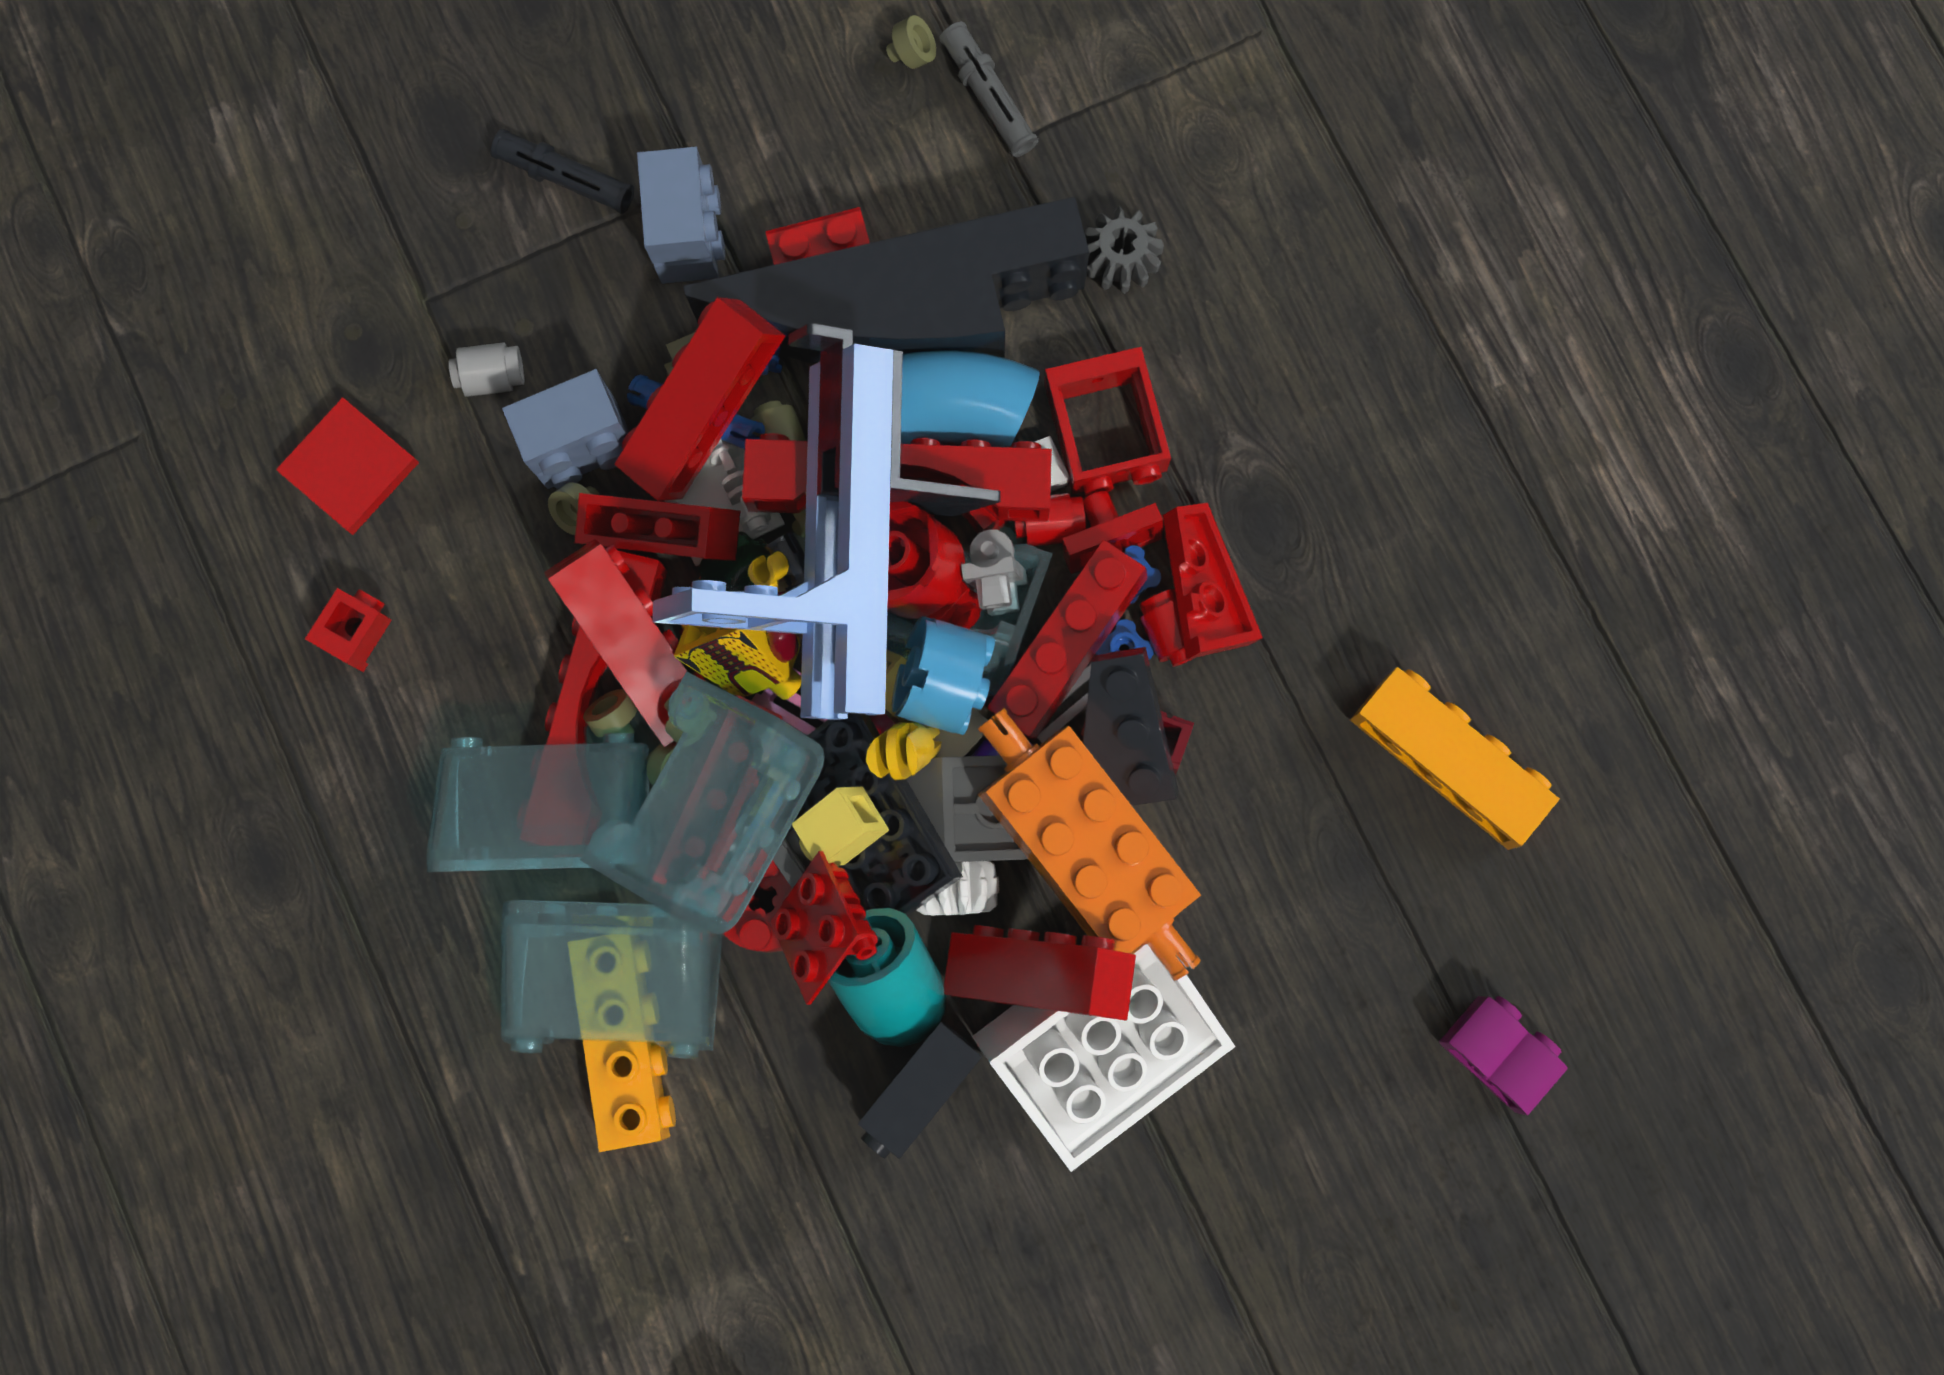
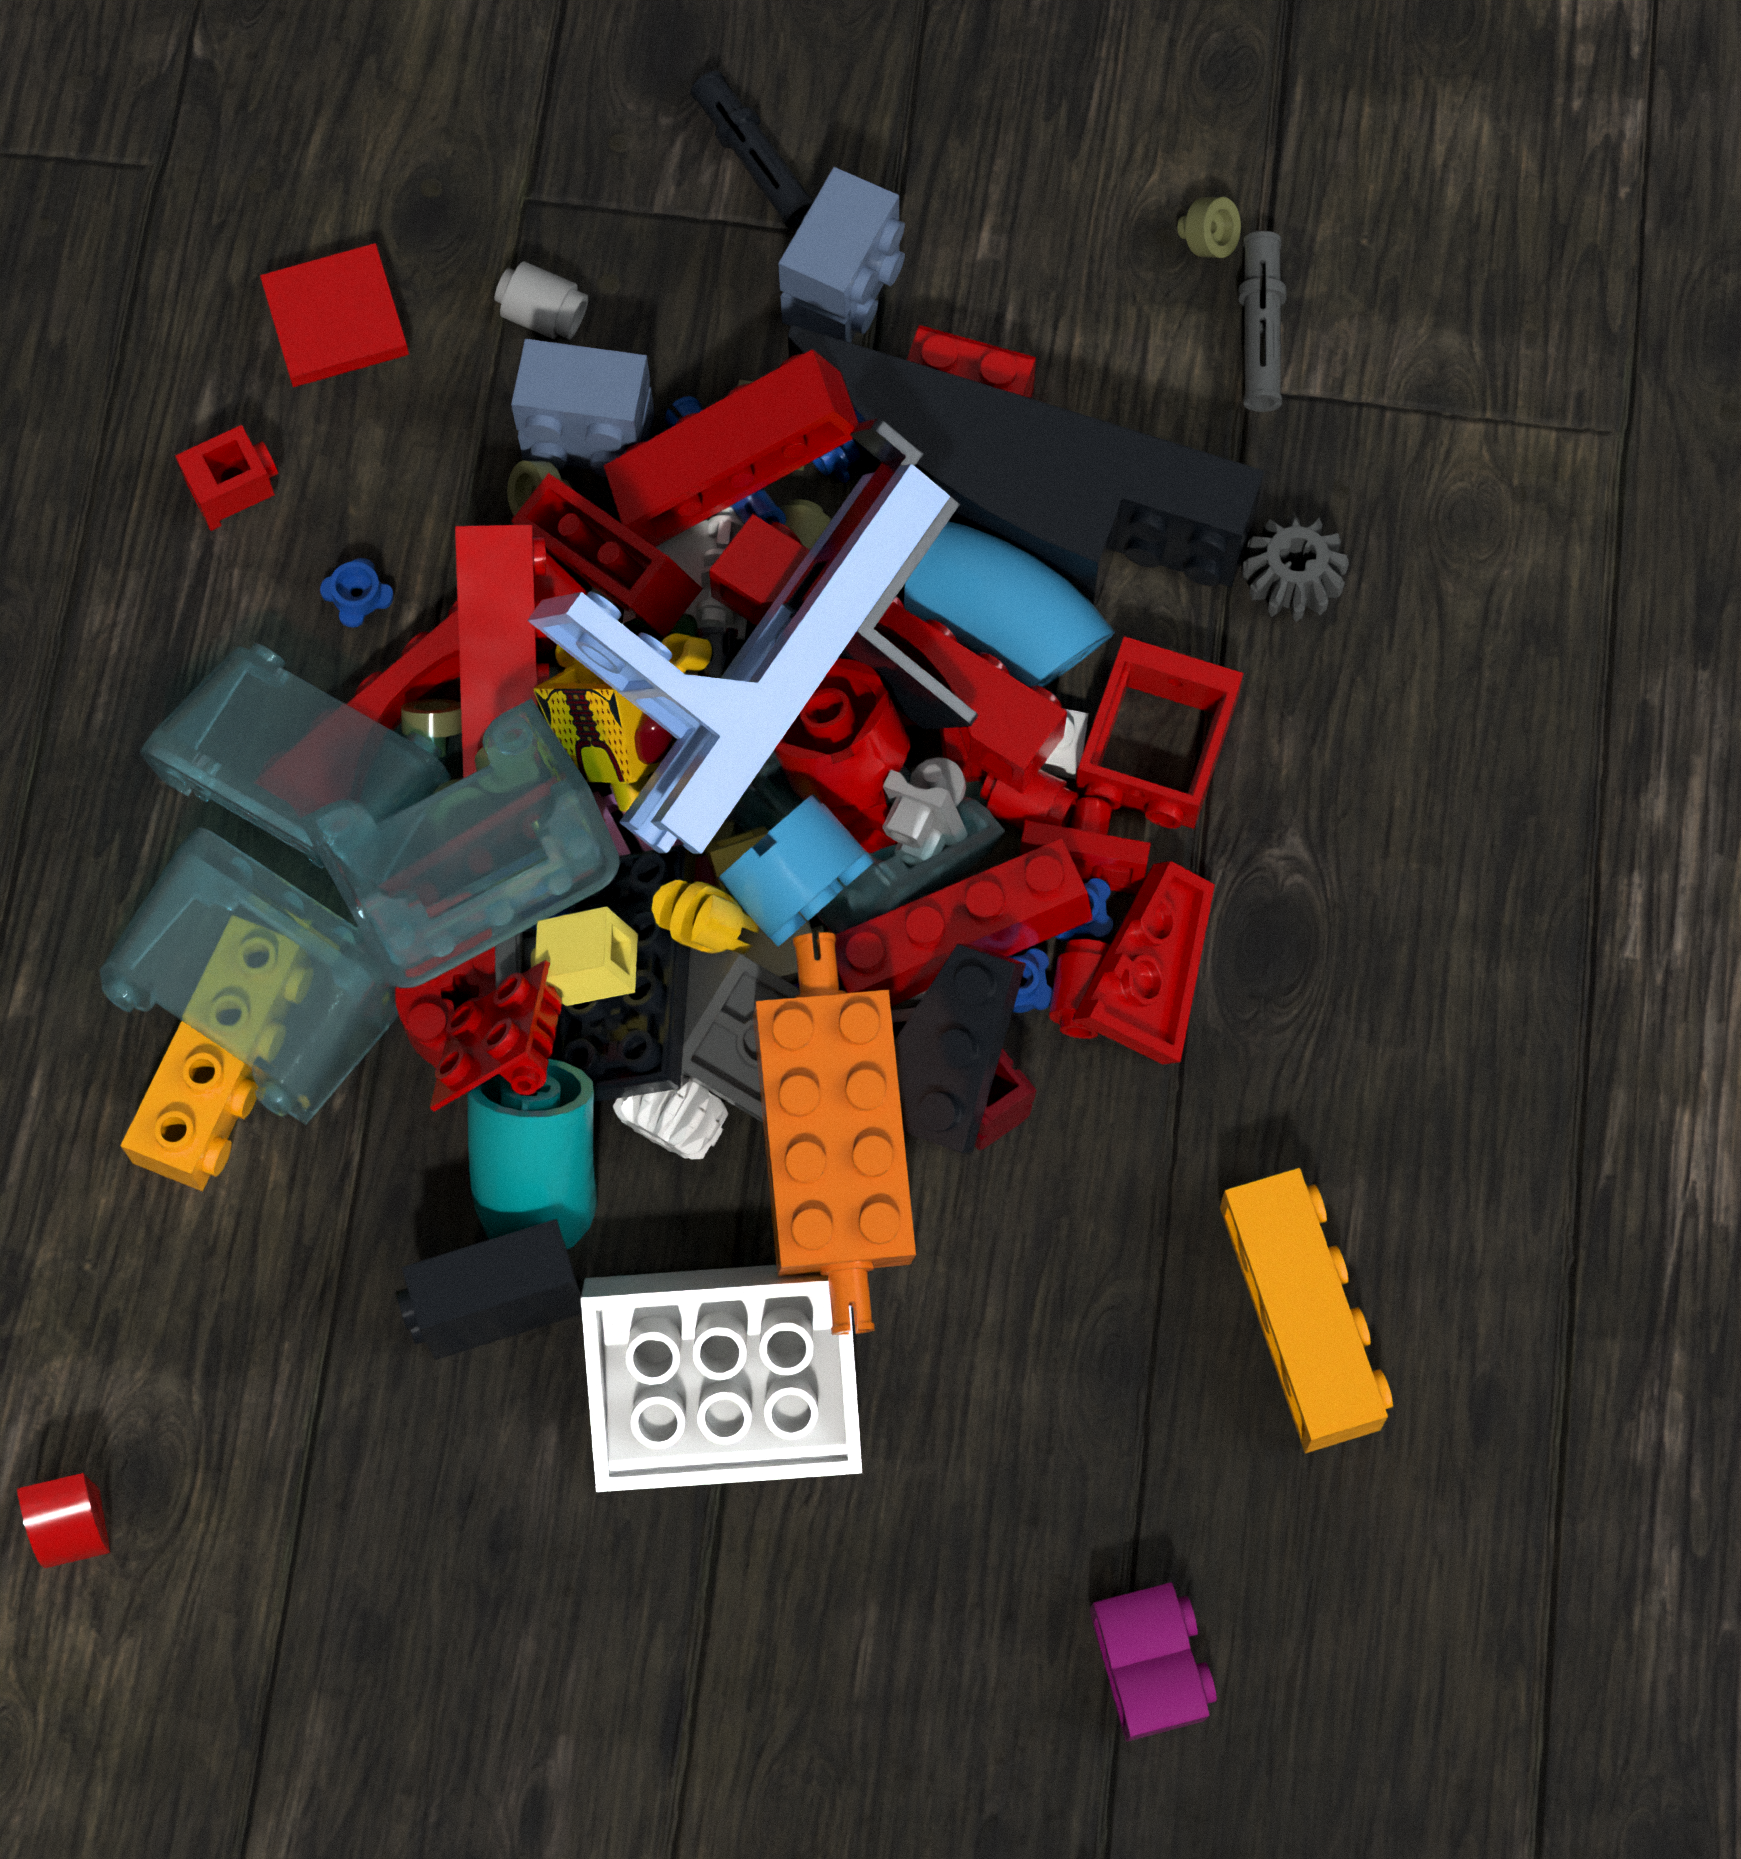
camera: 30 degrees right, 10 degrees down
(489, 641) = (352, 575): none -> blue plate
(1041, 974) = (694, 1236): red brick -> none

